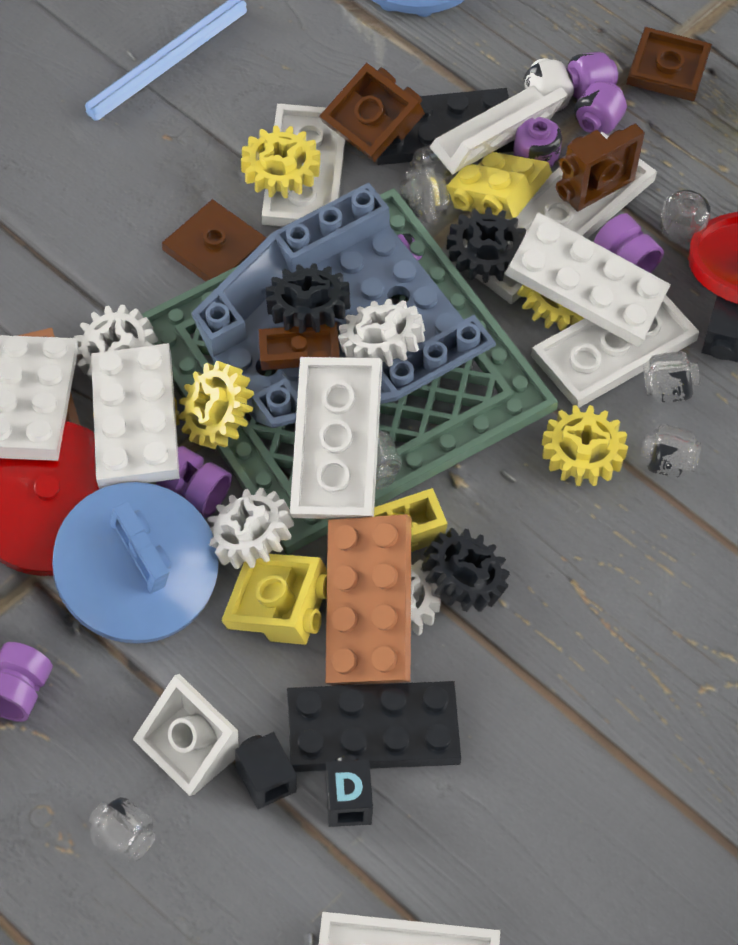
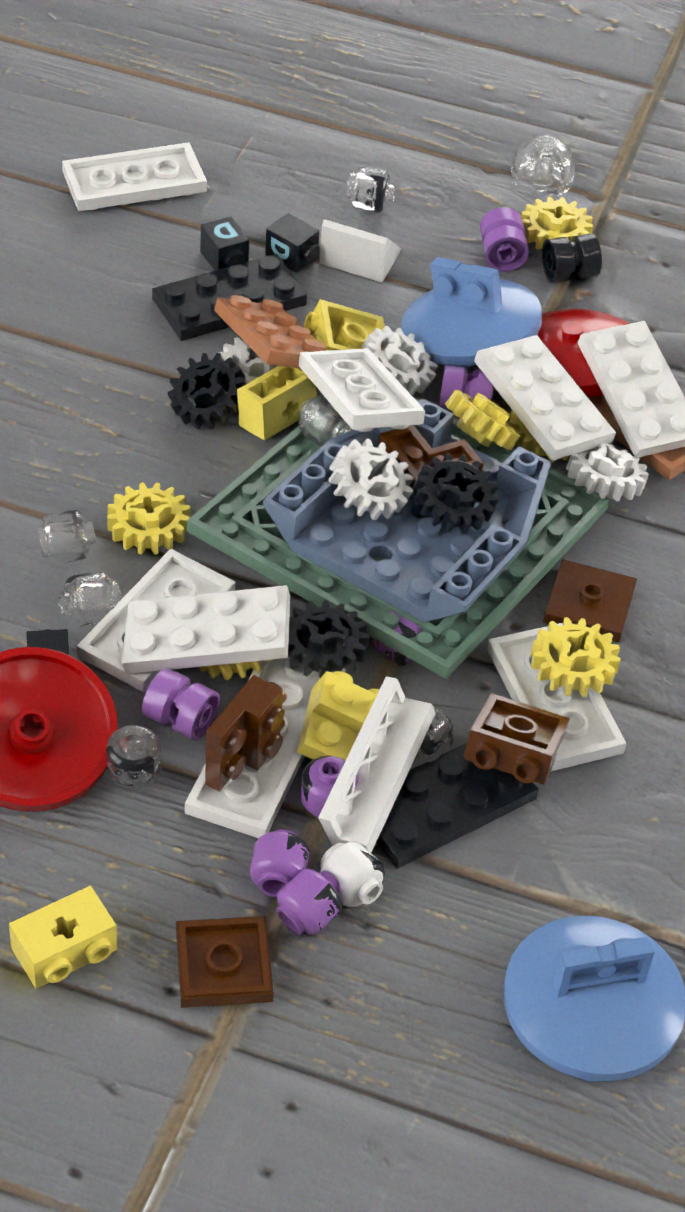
camera: 155 degrees right, 10 degrees down
(425, 193) = (422, 683): clear head -> none

